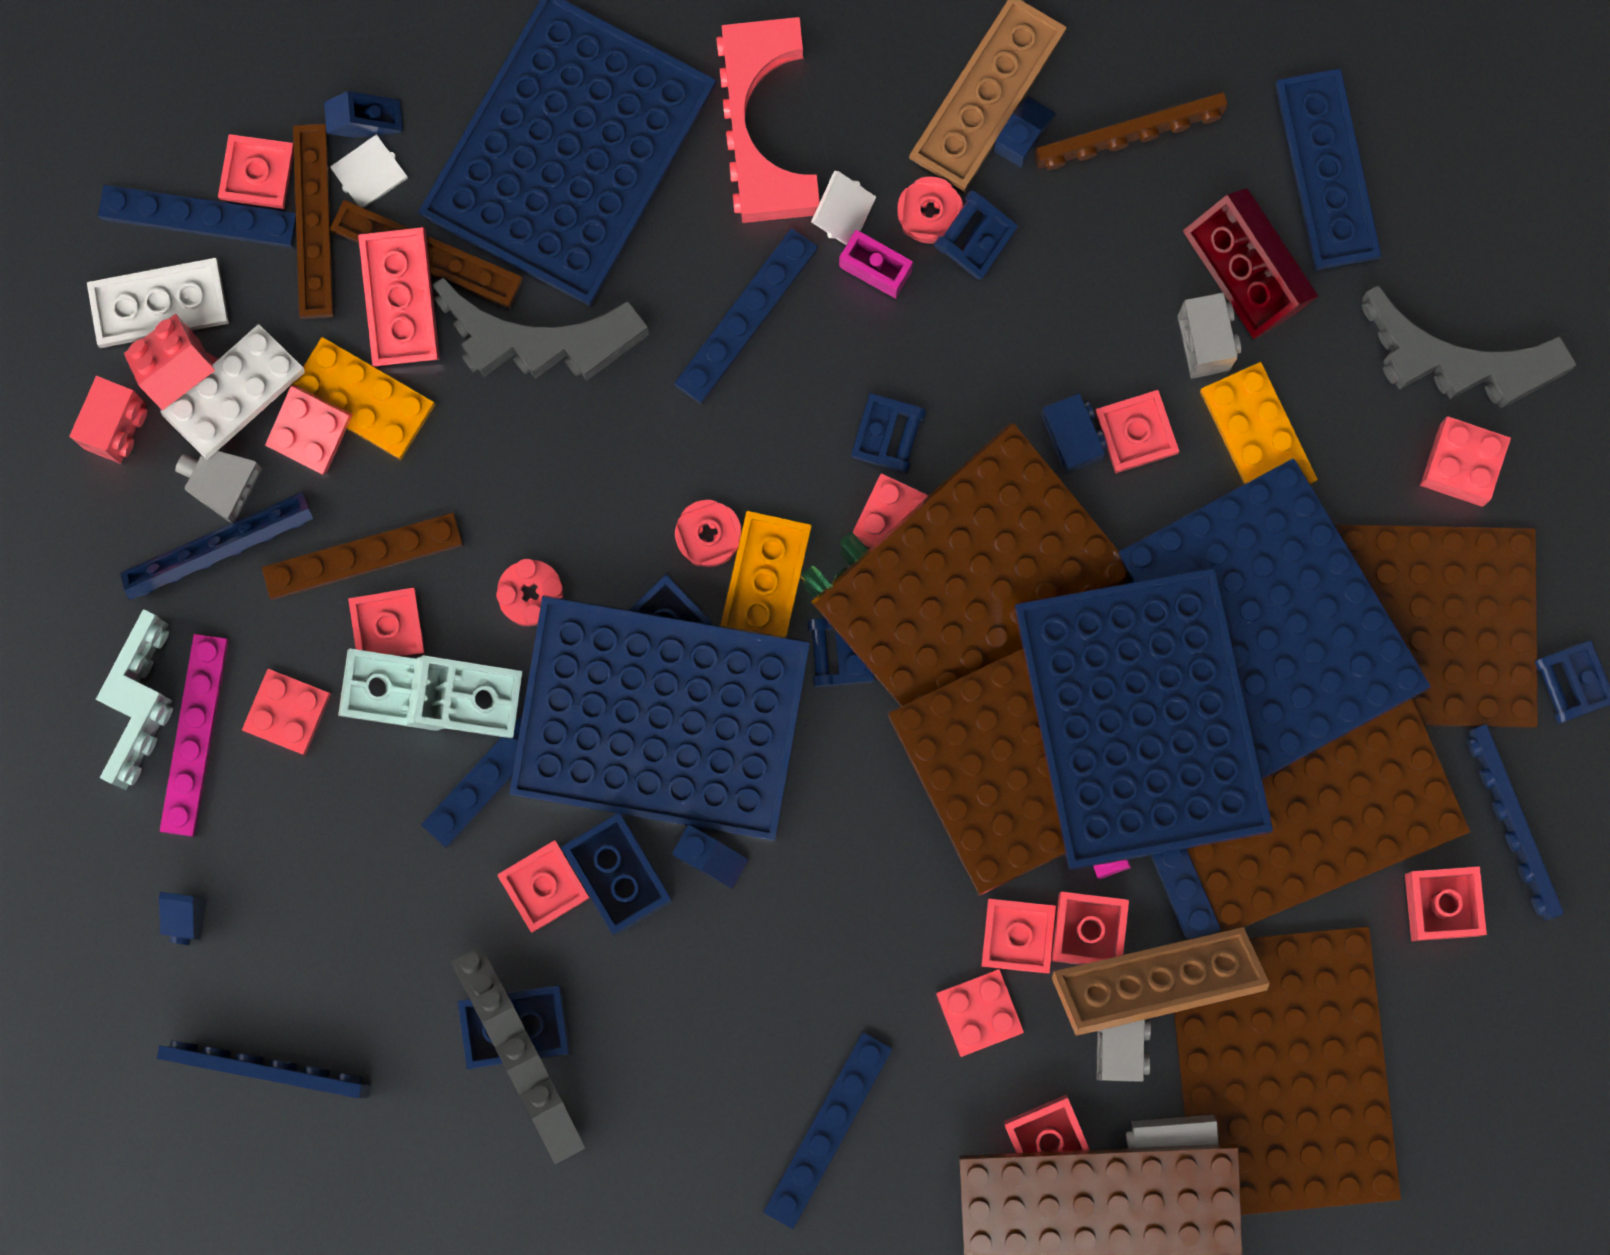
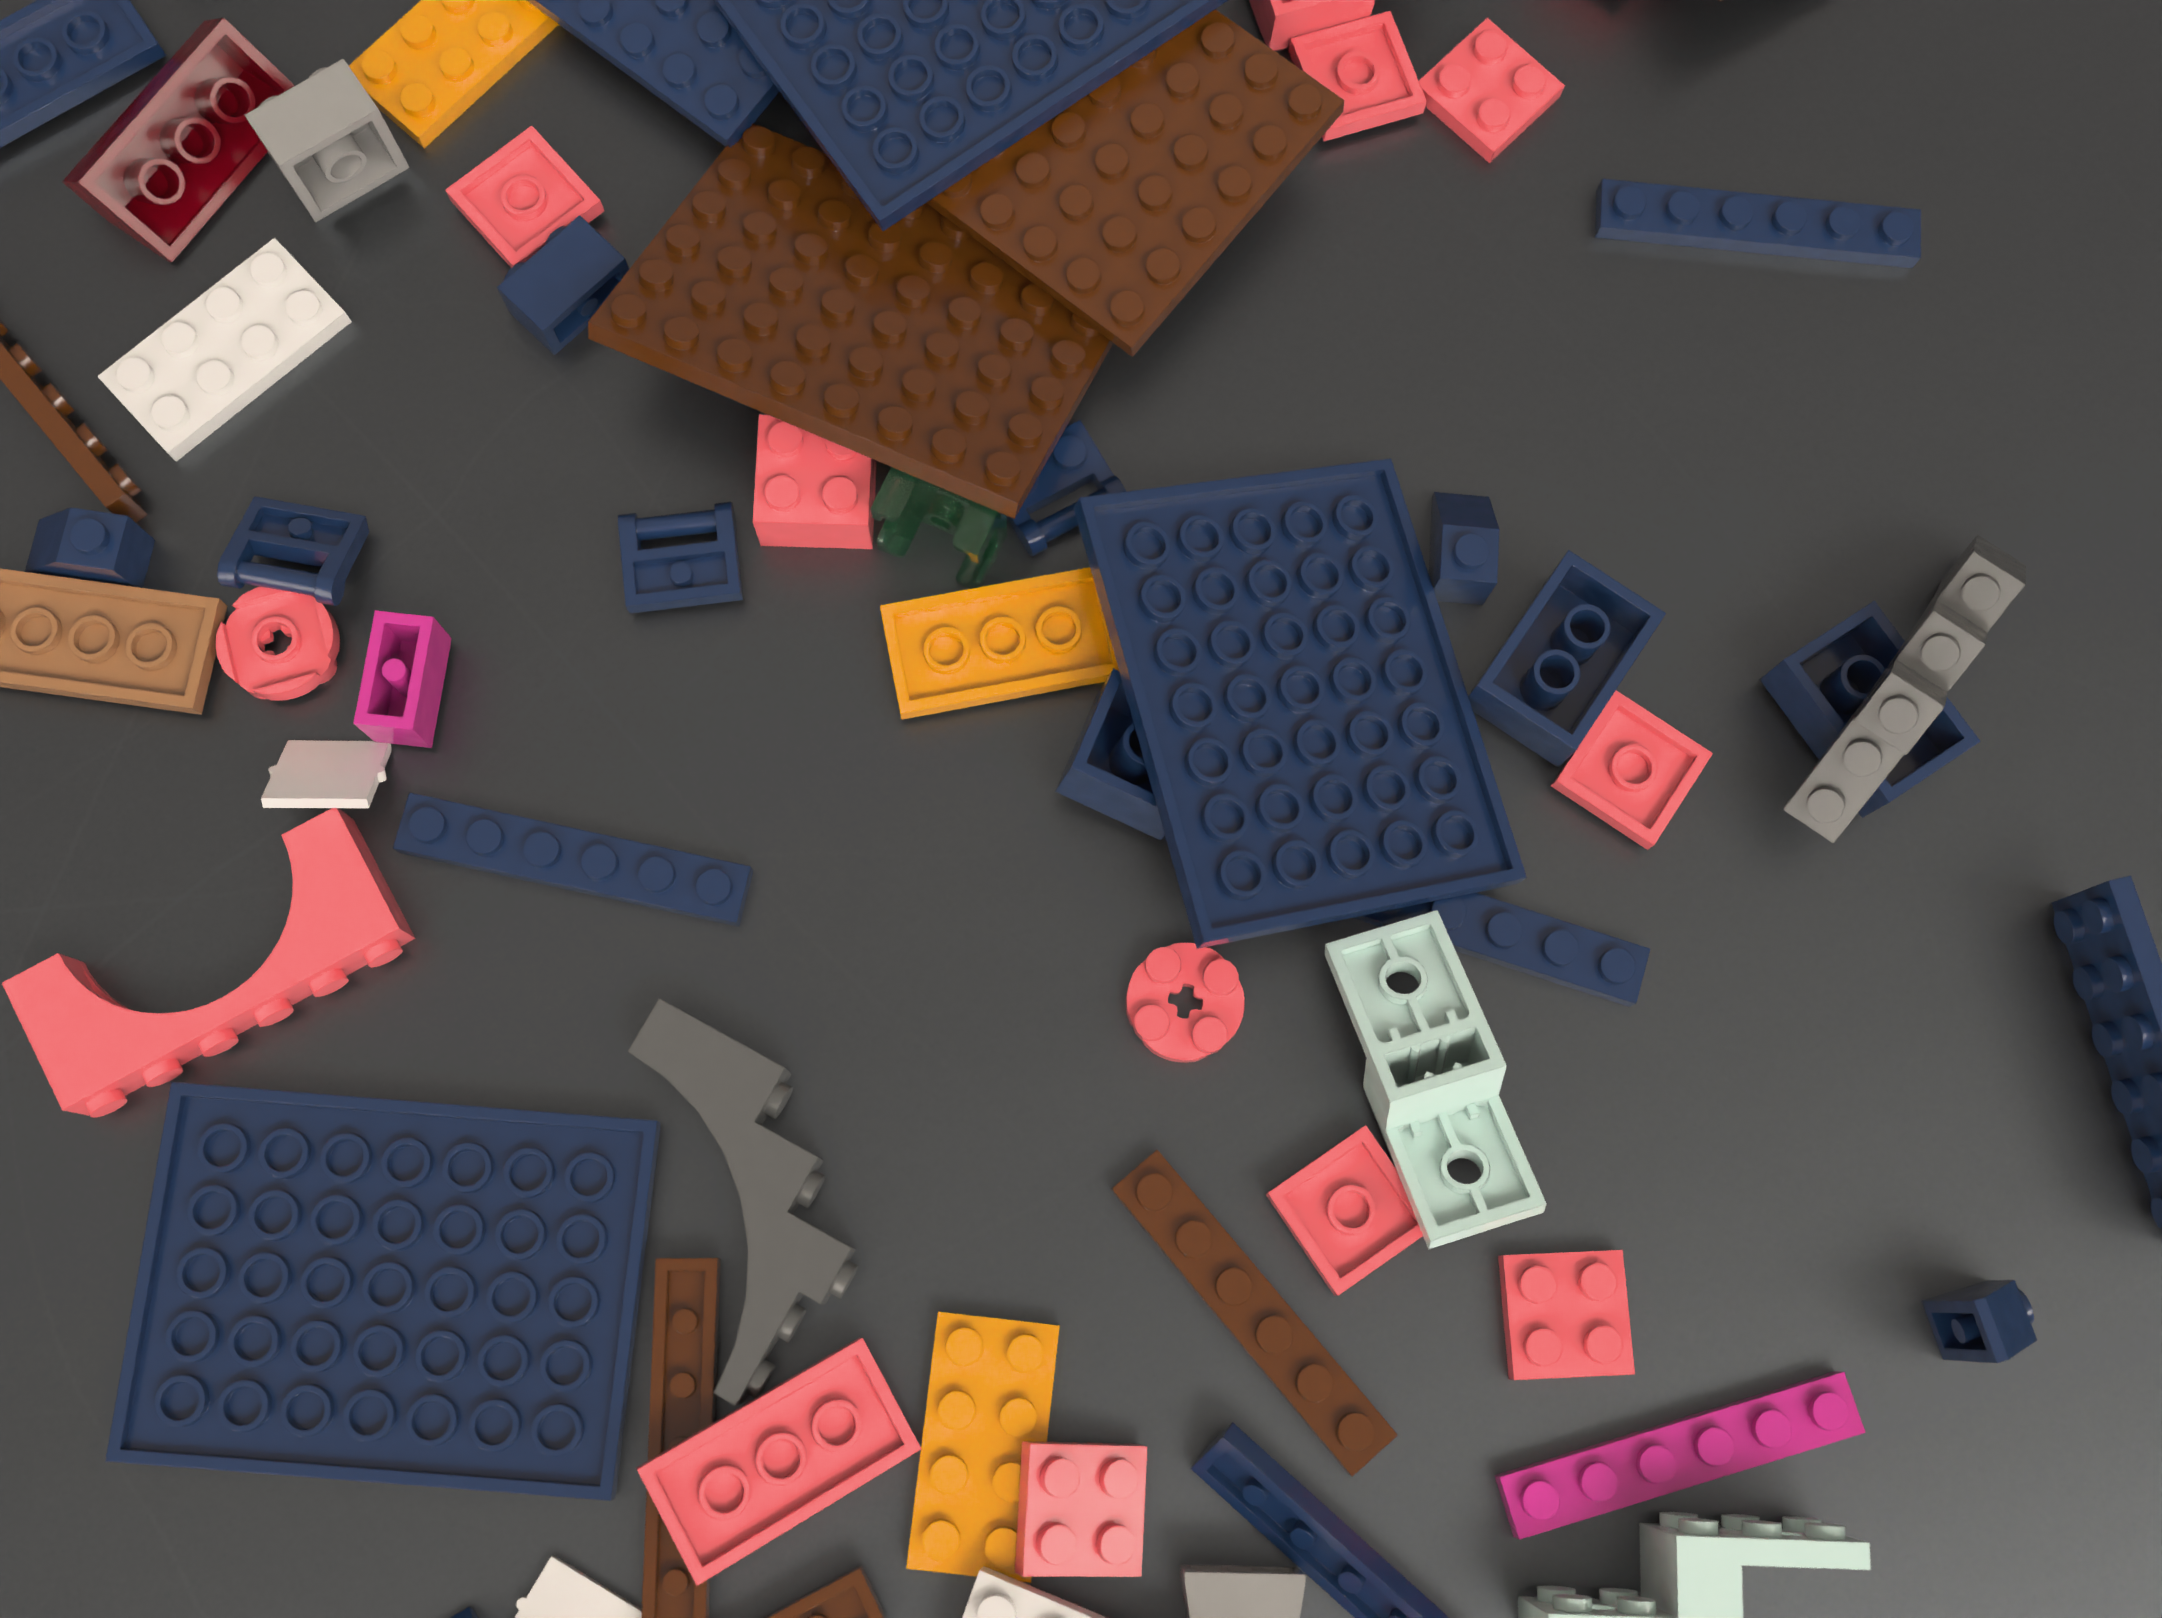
camera: 125 degrees left, 5 degrees down
(691, 524) = (963, 729): coral plate -> none
(1116, 241) = (224, 349): none -> white plate

